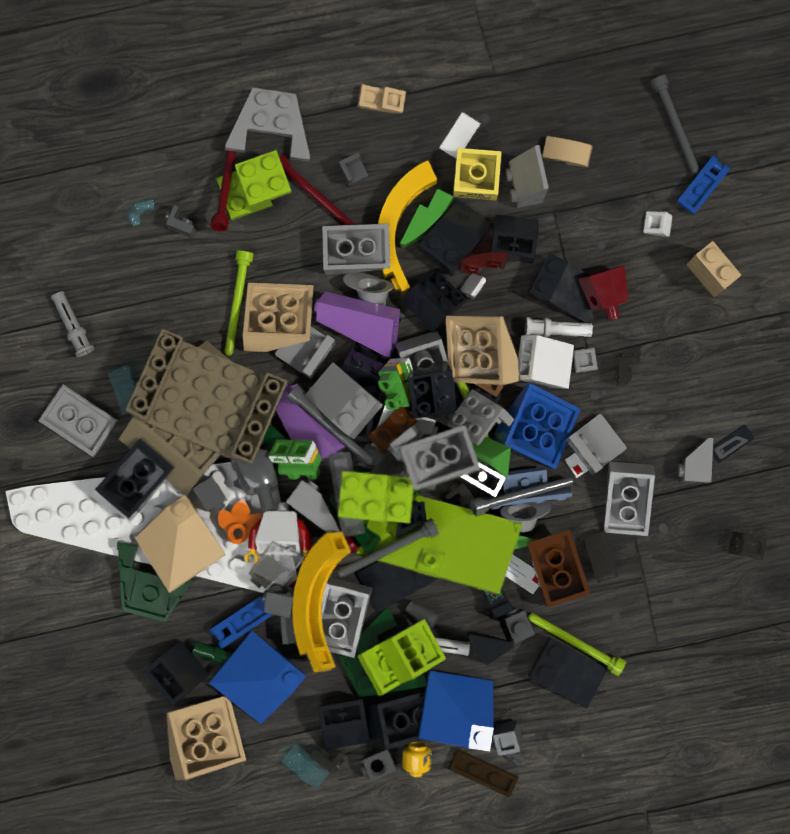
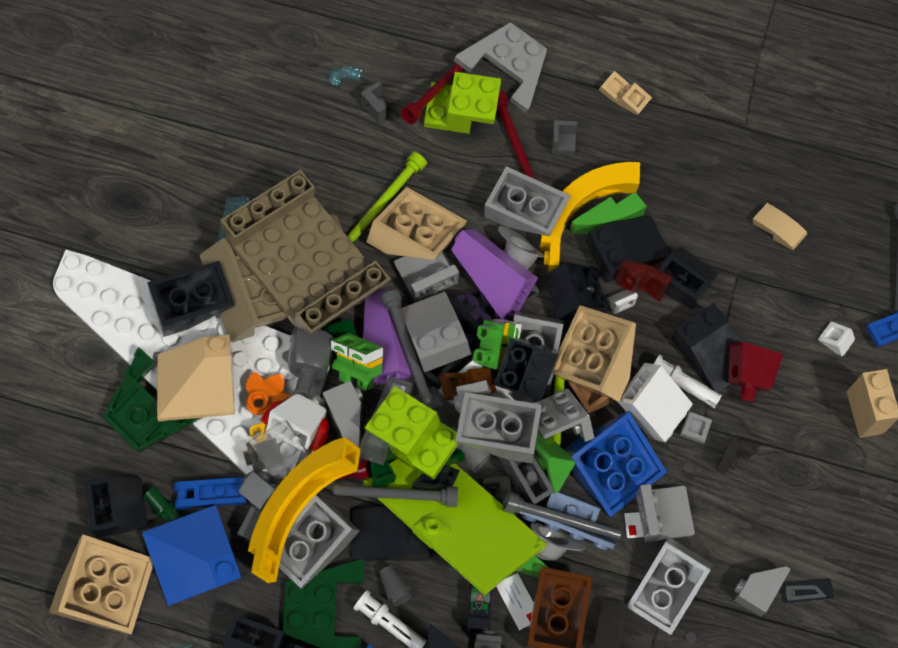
camera: 30 degrees right, 15 degrees down
(78, 332) = (220, 145): light grey pin -> none
(78, 420) = (173, 225): light grey tile -> none
(210, 495) = (254, 352): dark grey brick -> none
(401, 657) = (348, 611): lime bracket -> none
(459, 134) = (682, 162): white sticker -> none
(477, 174) = (680, 199): light yellow brick -> none
(527, 178) = (728, 225): light grey slope -> none

